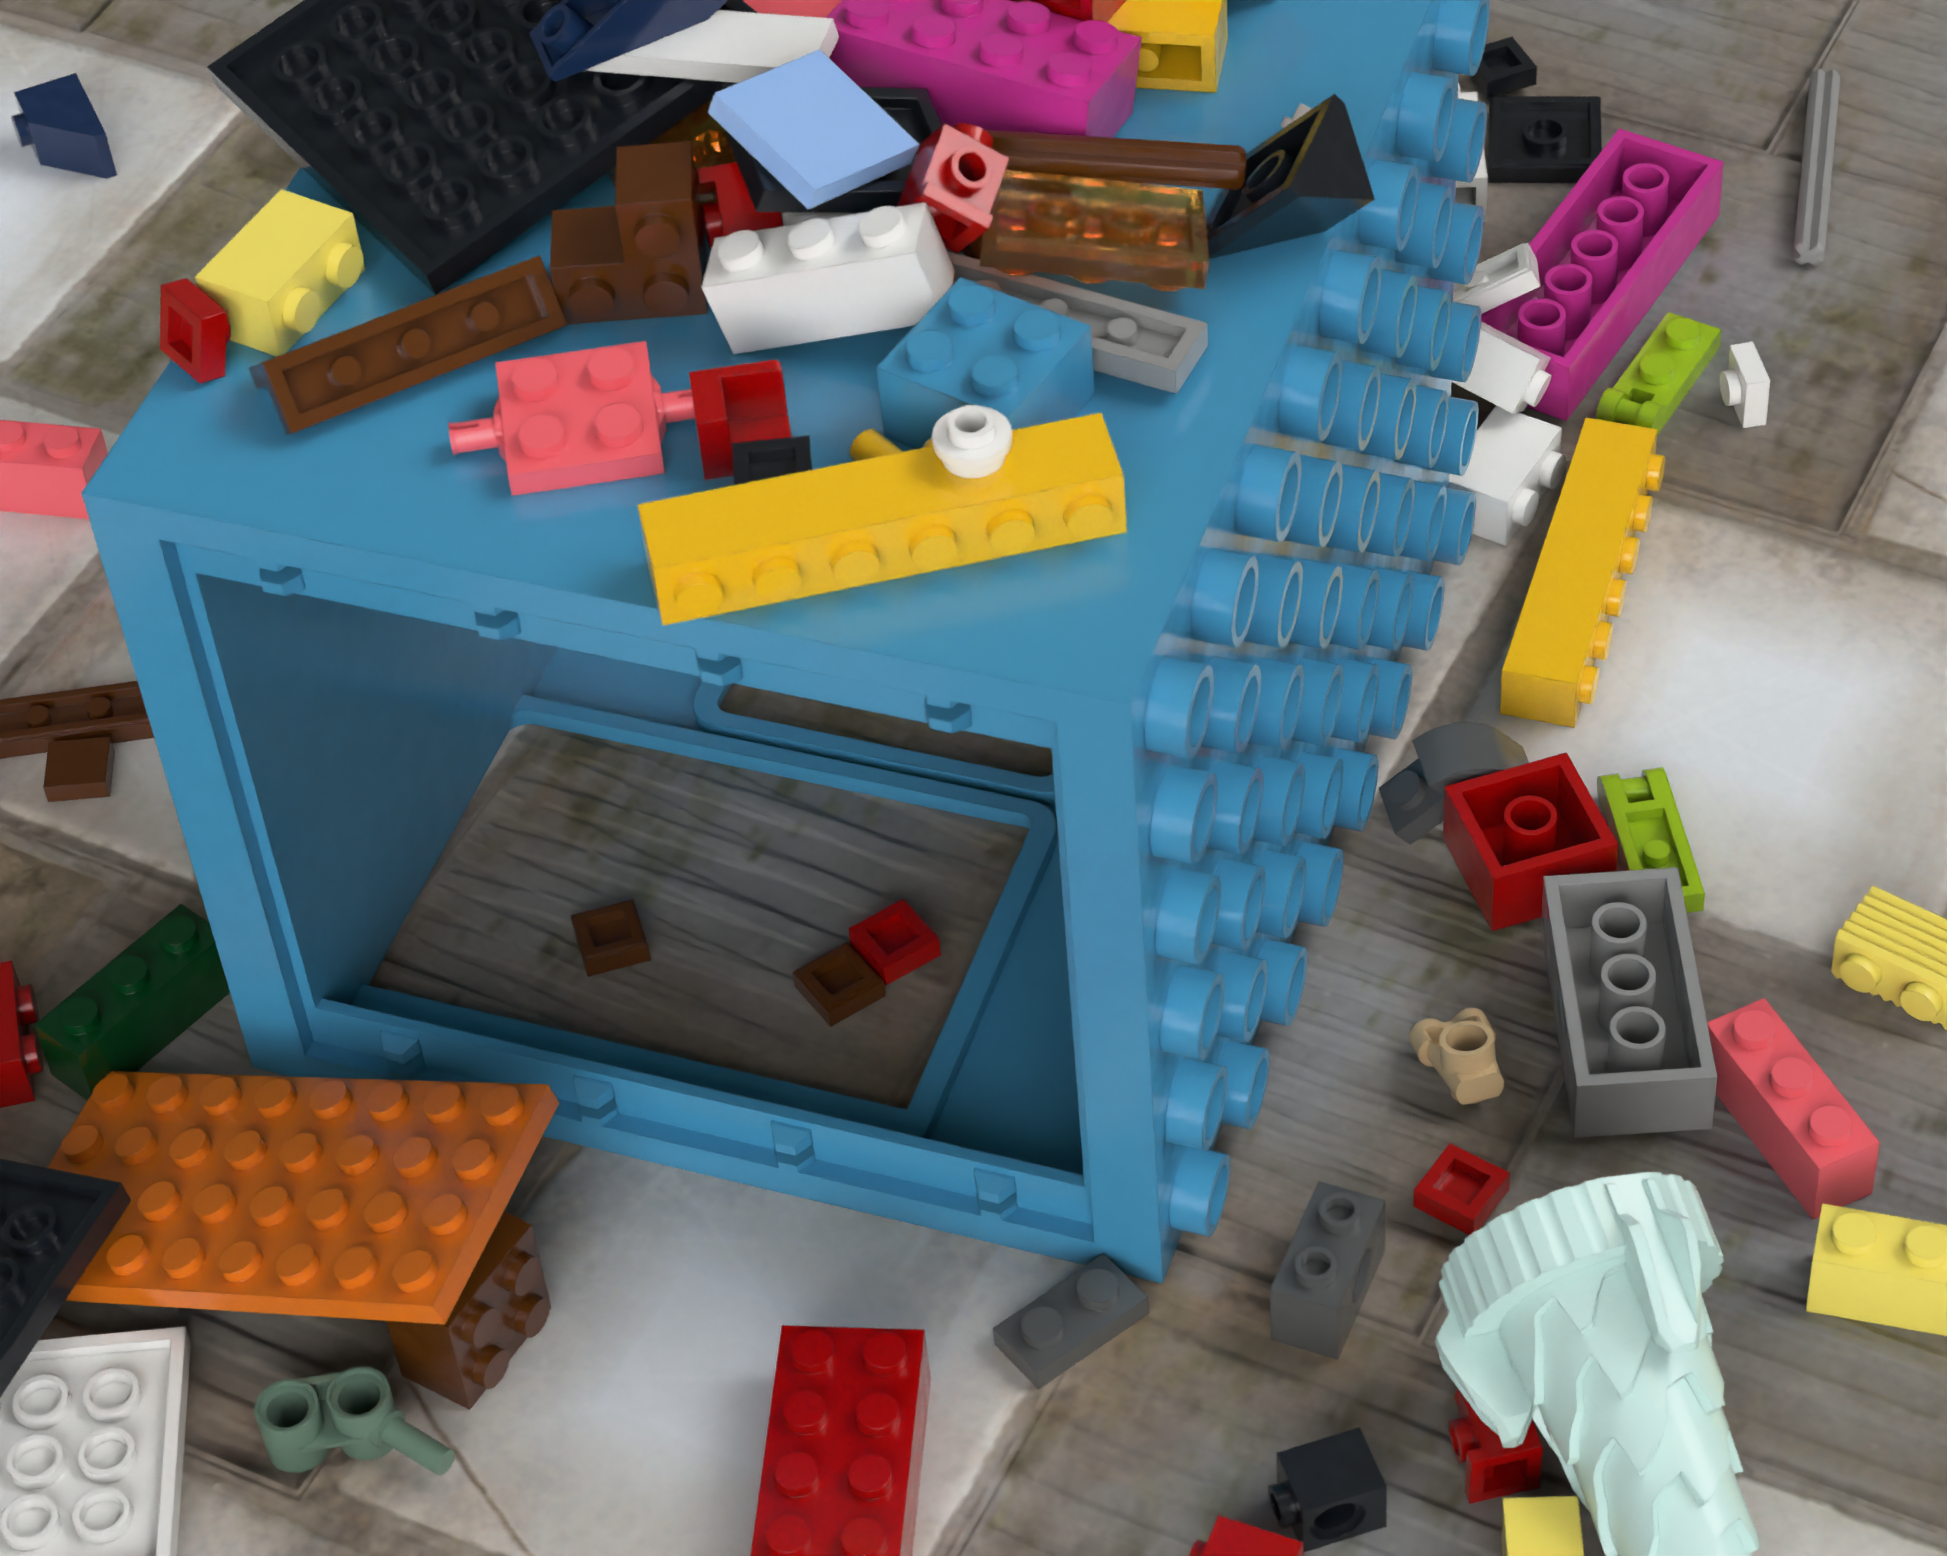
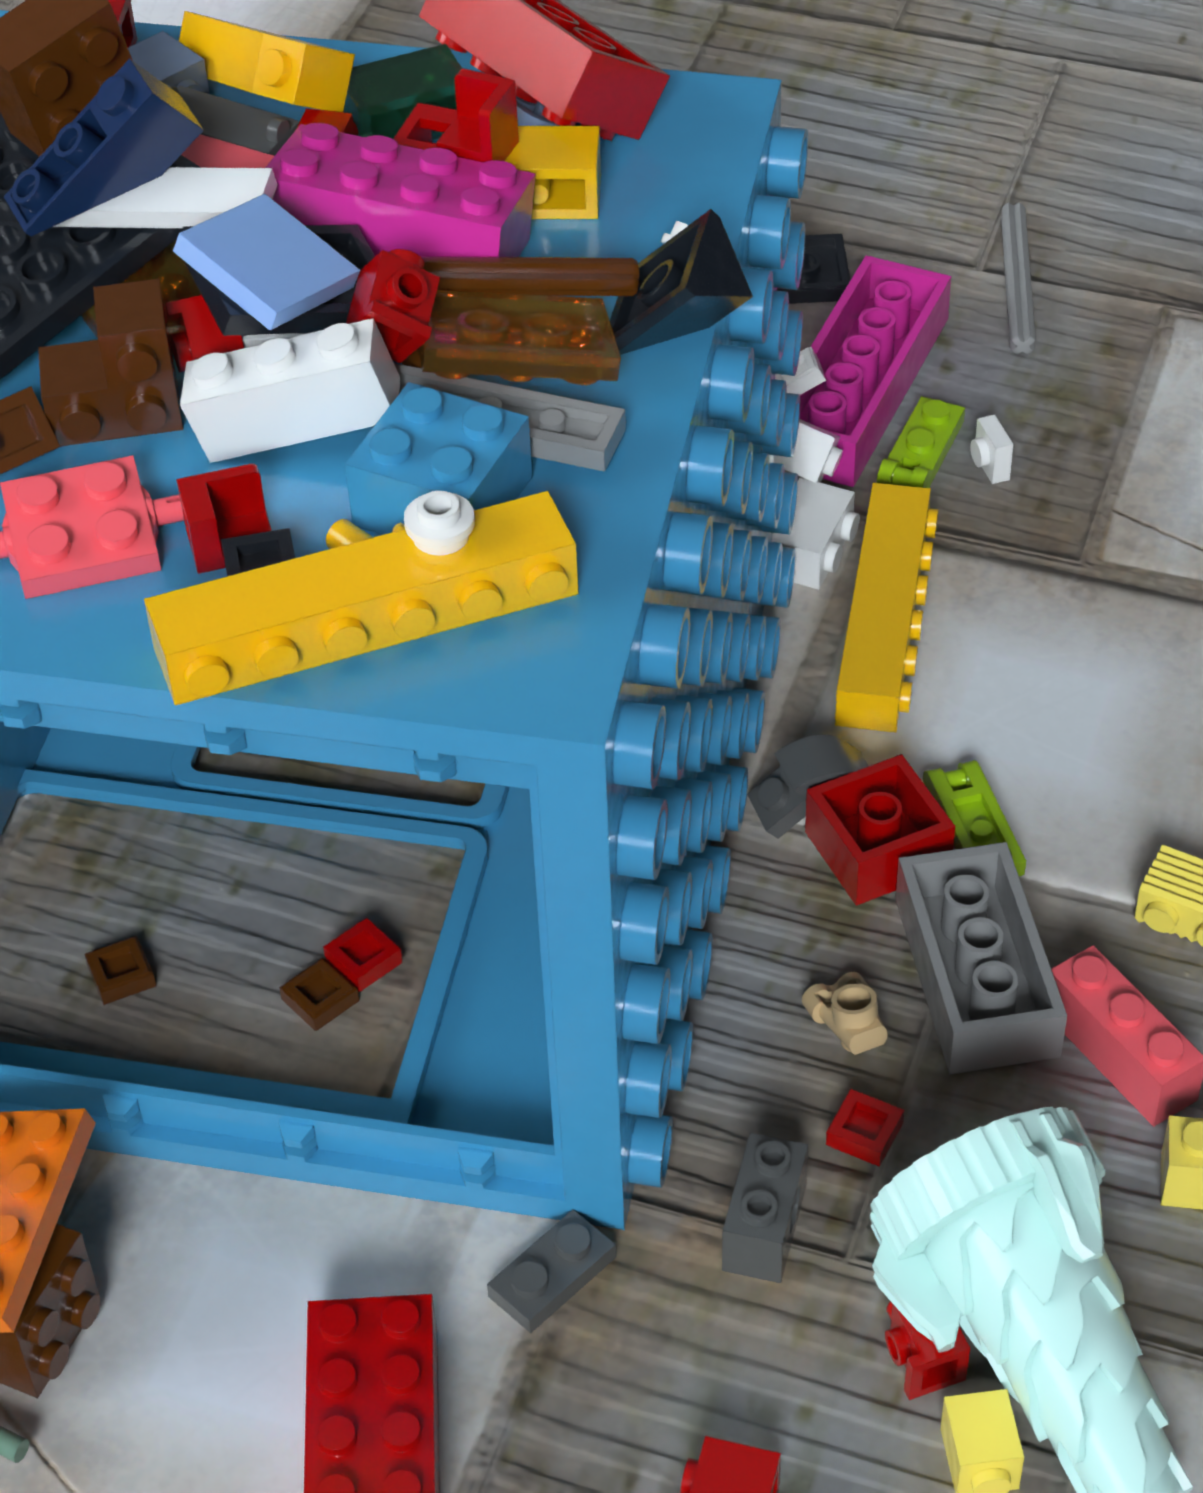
camera: 10 degrees left, 0 degrees up
(1329, 1490) = (793, 1401): black brick -> none

